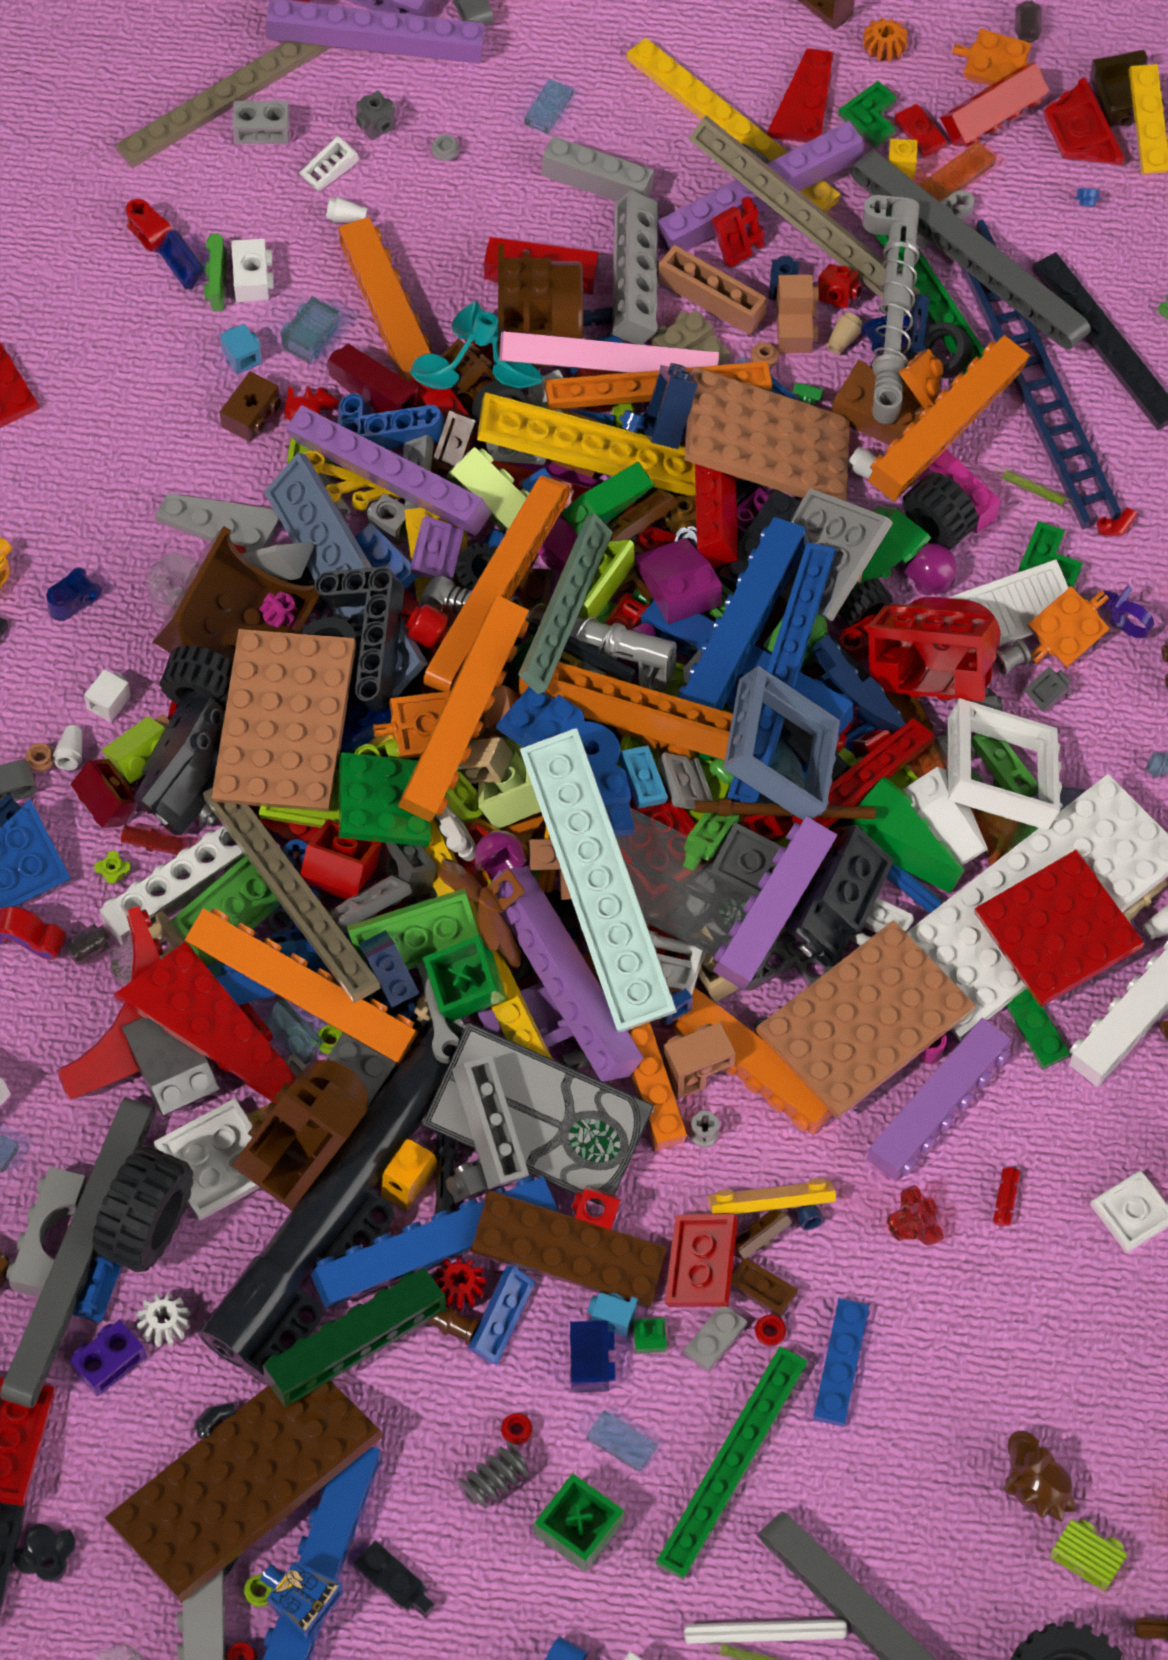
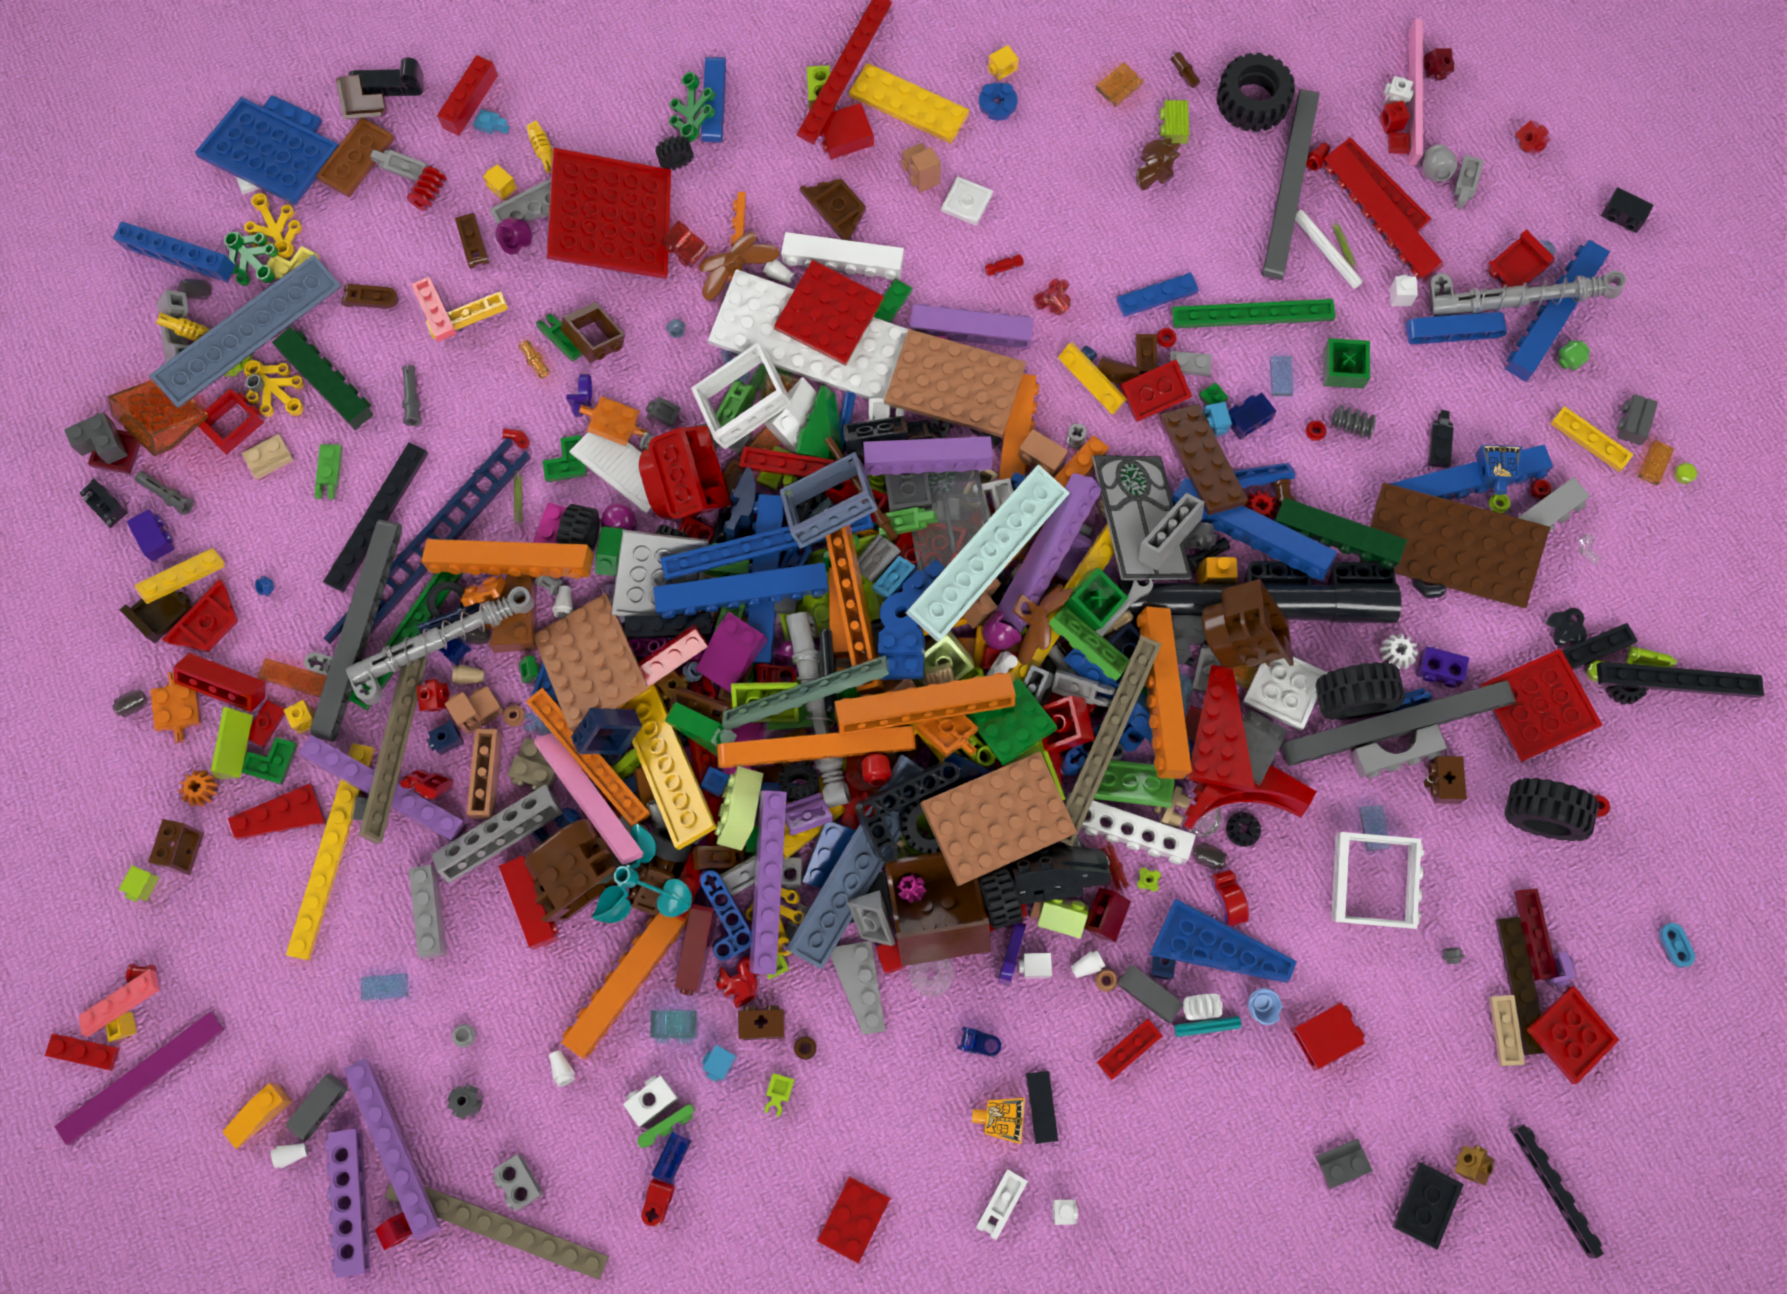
camera: 120 degrees left, 10 degrees up
(103, 1012) = (1243, 839): none -> black gear
(122, 657) = (1011, 955): none -> dark purple beam
(170, 388) = (780, 1090): none -> lime plate
(196, 428) = (805, 1040): none -> reddish brown plate
(330, 152) = (506, 1106): white slope -> none
(388, 968) = (1123, 642): dark blue brick -> none
(611, 1206) = (1168, 456): red brick -> none
(633, 421) = (626, 754): blue plate -> none
(870, 740) = (766, 484): red tile -> none
(913, 80) = (231, 744): none -> lime slope

